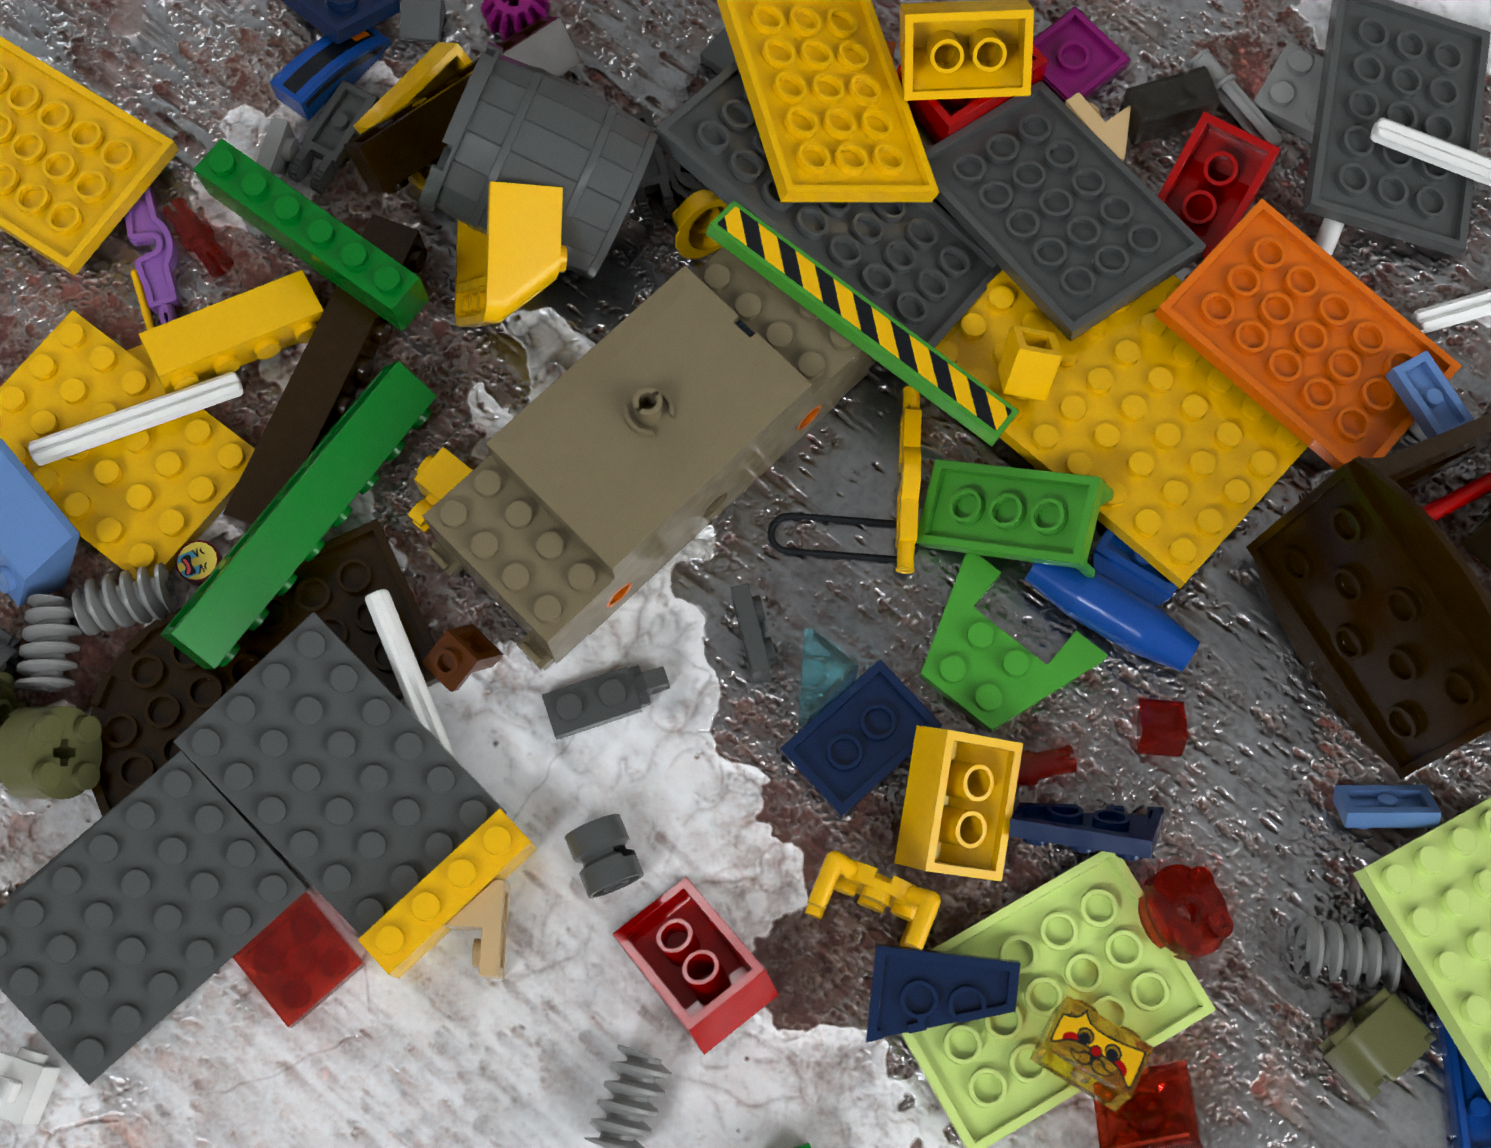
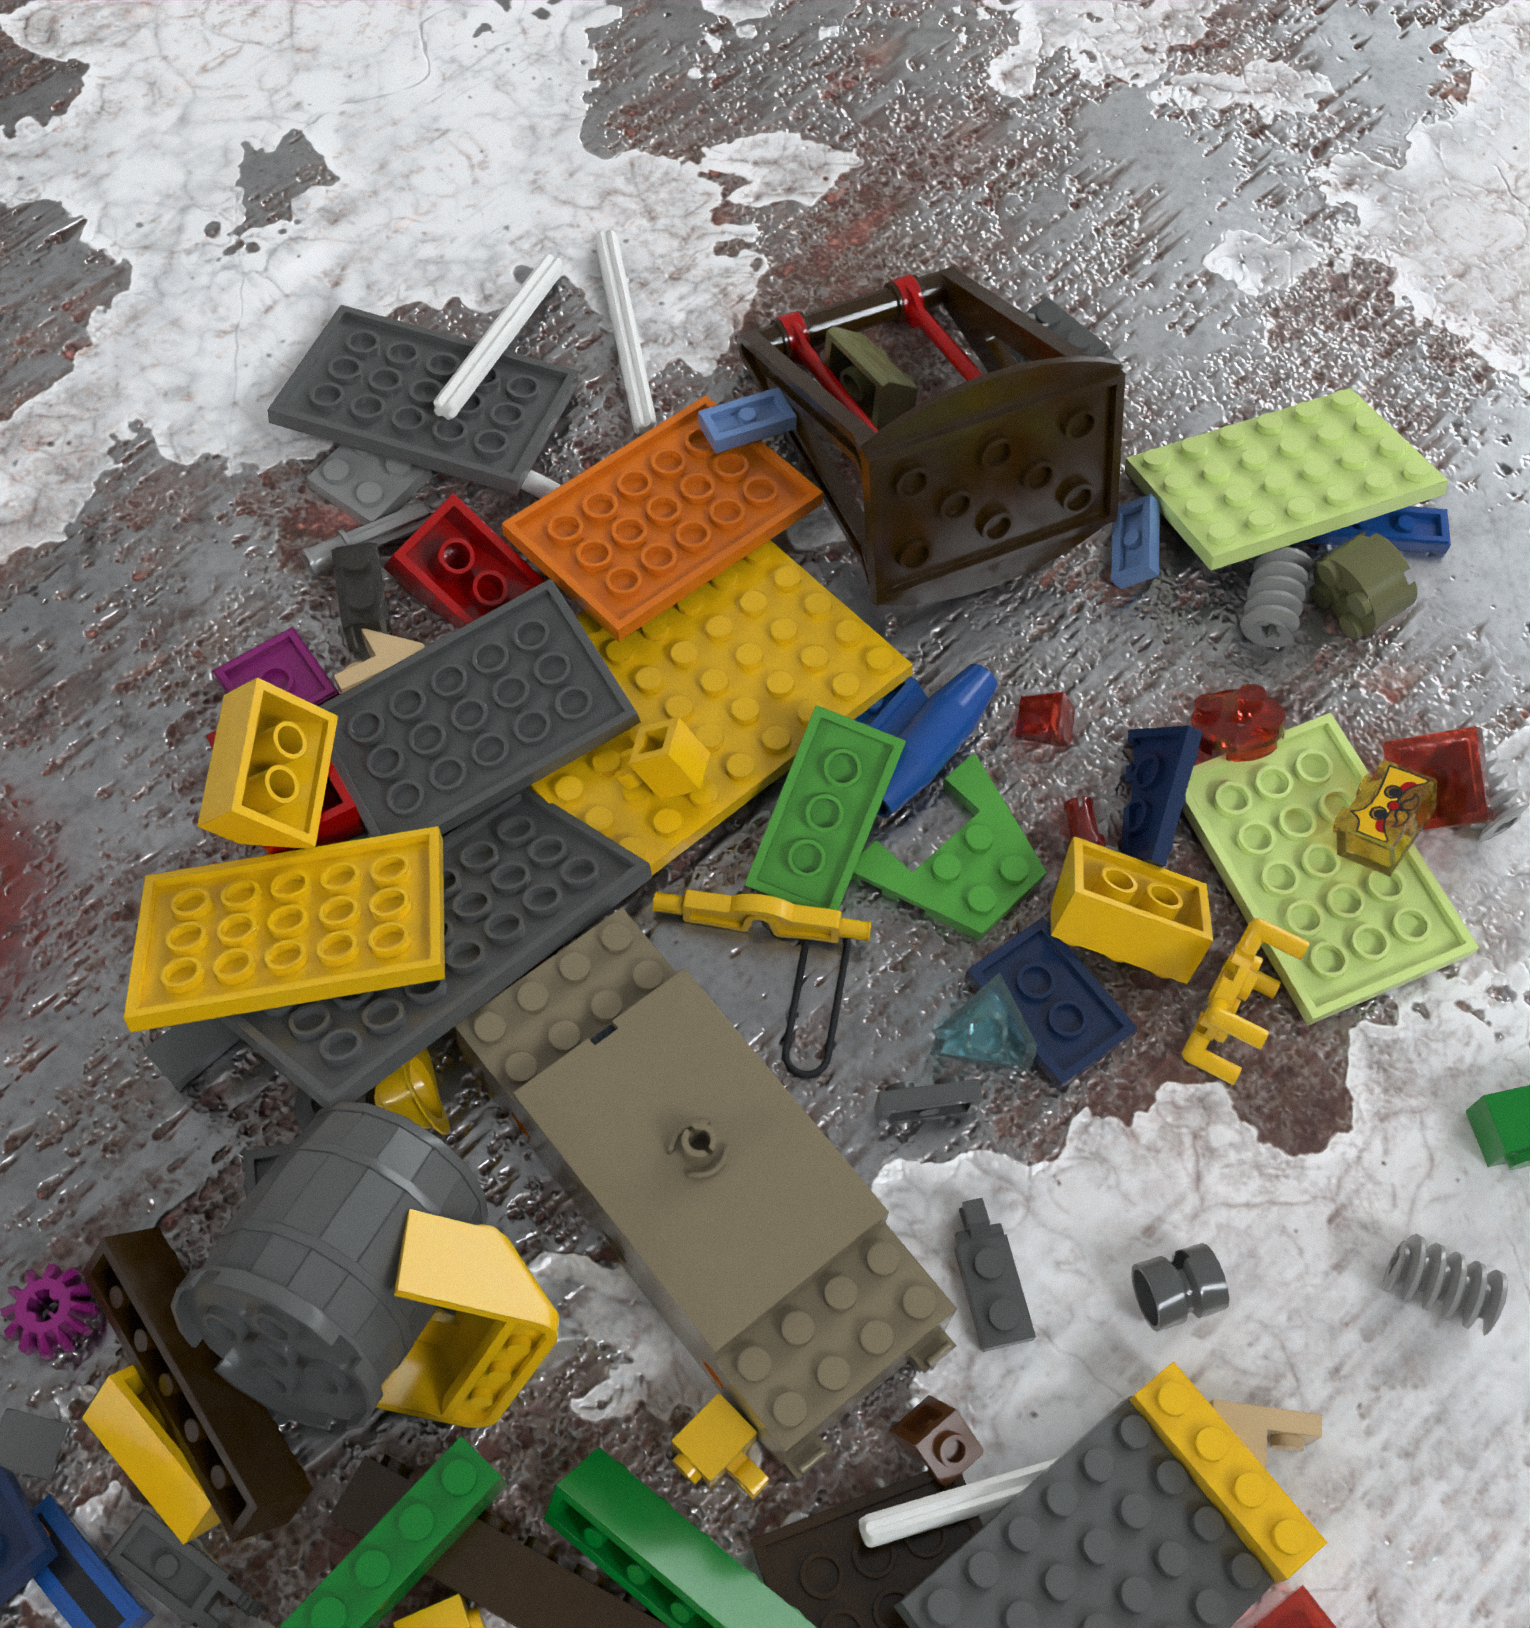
camera: 90 degrees left, 10 degrees down
(696, 965) = (1292, 1201): red slope -> none
(862, 322) = (597, 921): tile -> none
(936, 988) = (1329, 975): dark blue wing -> none

